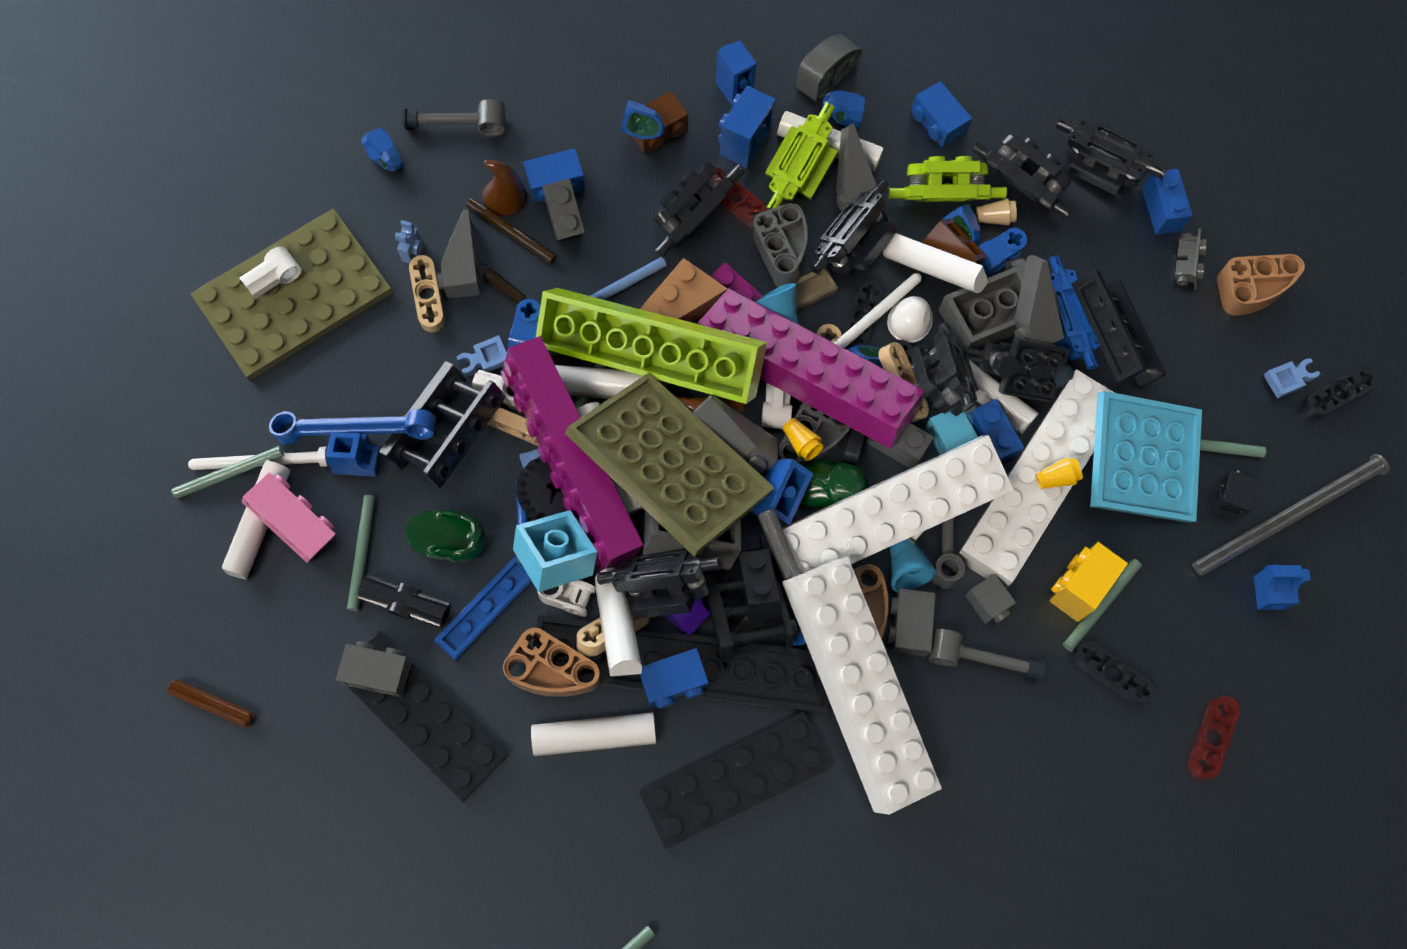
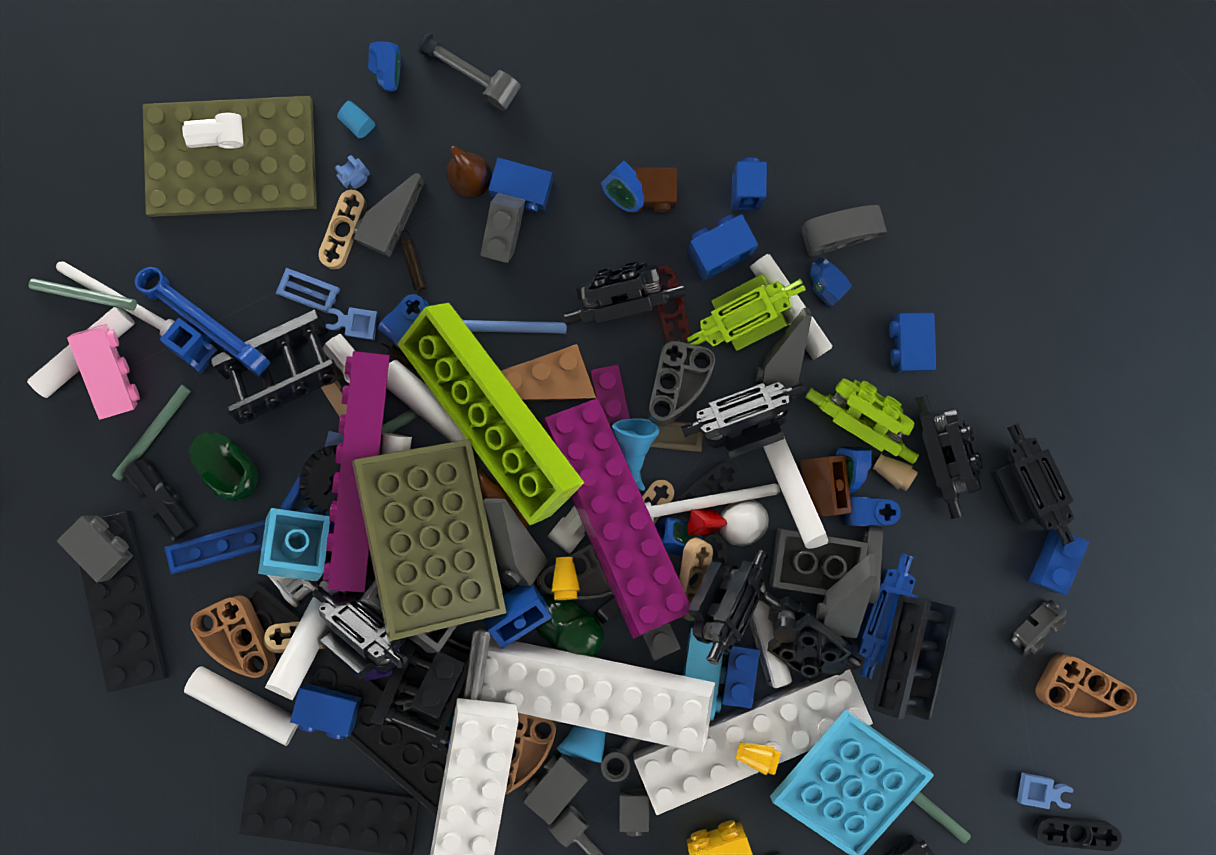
camera: 40 degrees right, 15 degrees up
(384, 203) = (355, 119): none -> dark azure brick
(425, 348) = (330, 300): none -> medium blue tile
(511, 231) = (452, 213): dark brown bar -> none
(881, 335) = (705, 522): none -> red slope

